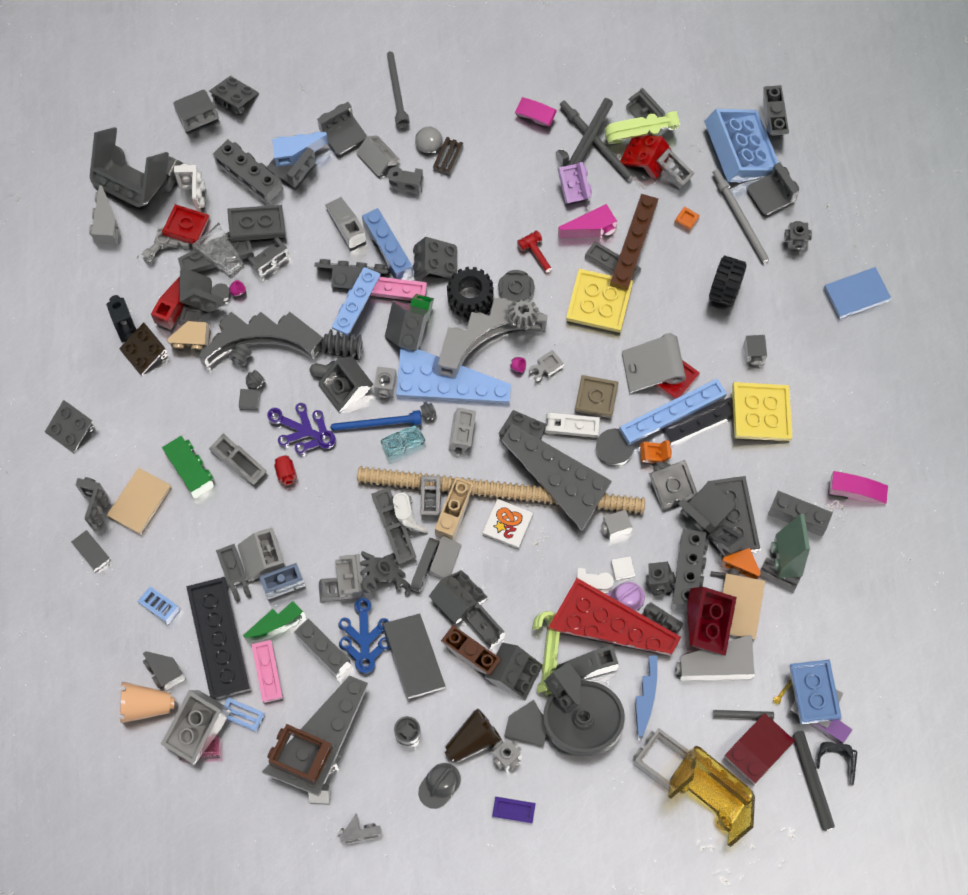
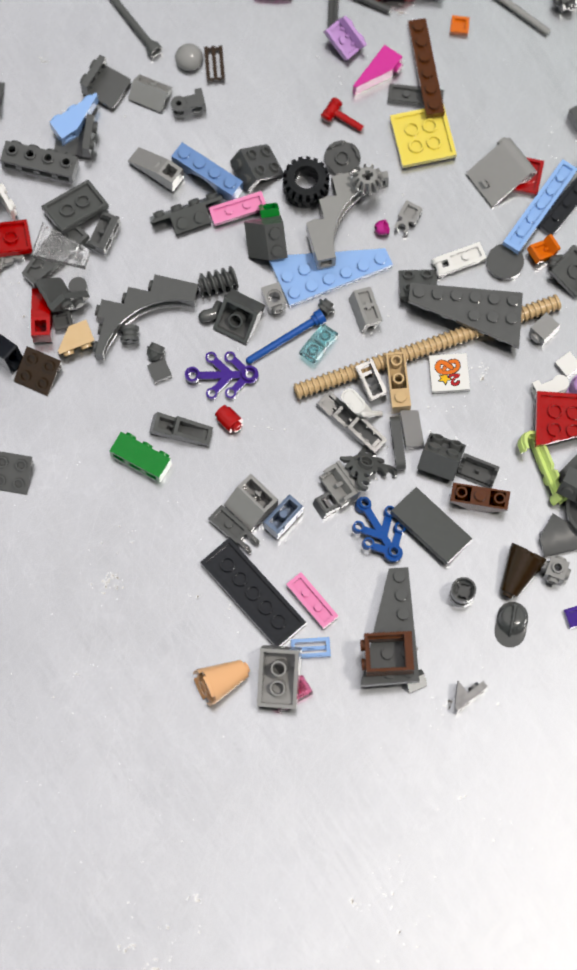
camera: 30 degrees left, 5 degrees up
(90, 550) = (95, 572): dark grey tile -> none
(98, 500) = (71, 517): dark grey bracket -> none
(139, 501) = (113, 508): tan tile -> none
(165, 670) = (222, 642): dark grey slope -> none
(170, 614) = (191, 584): light blue slope -> none
(237, 288) = (91, 275): dark pink hinge -> none
(275, 623) = (296, 555): green slope -> none
(322, 648) = (350, 557): dark grey brick -> none
(355, 301) = (209, 237): light blue bracket -> none
(515, 670) = (525, 496): dark grey slope -> none
(563, 157) = (320, 18): dark grey tile -> none
(596, 396) = (466, 224): dark tan plate -> none
(727, 280) = (529, 66): black tyre -> none

